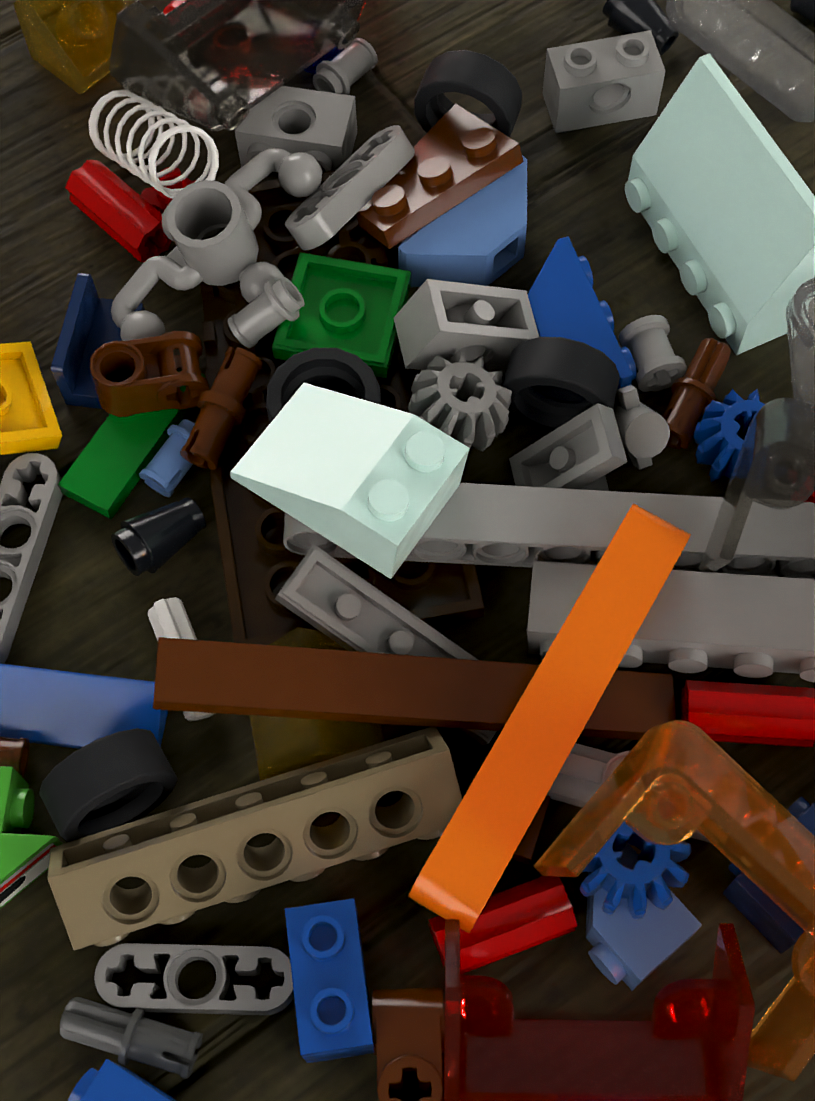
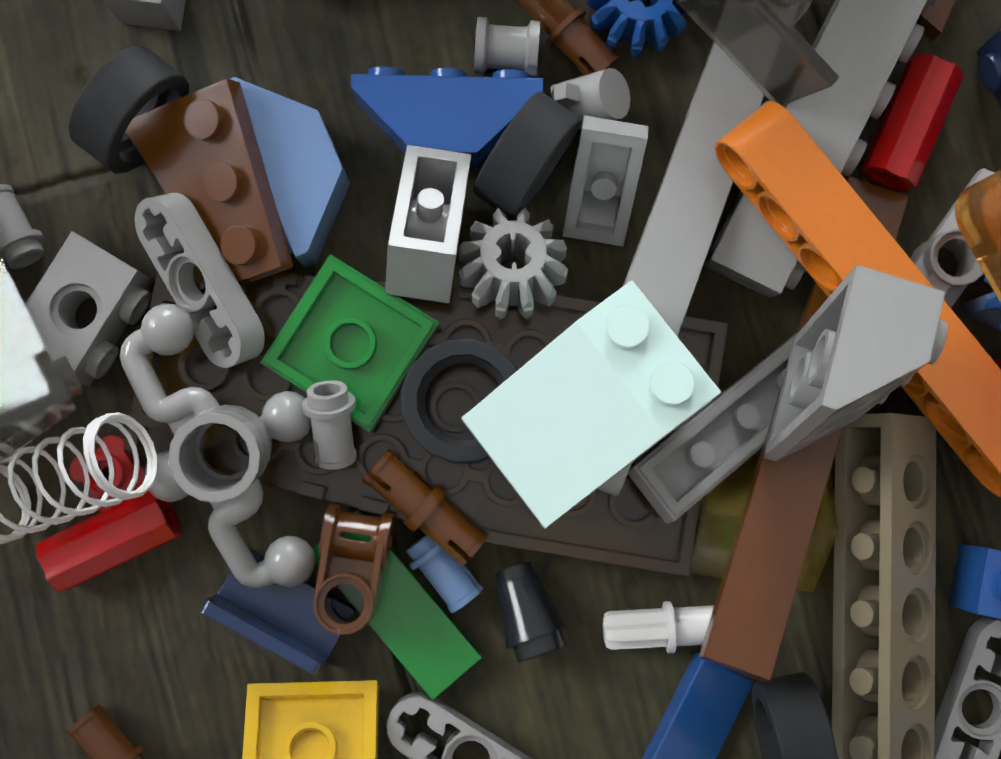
camera: 70 degrees left, 20 degrees up
(462, 645) = (854, 355): none -> light grey slope

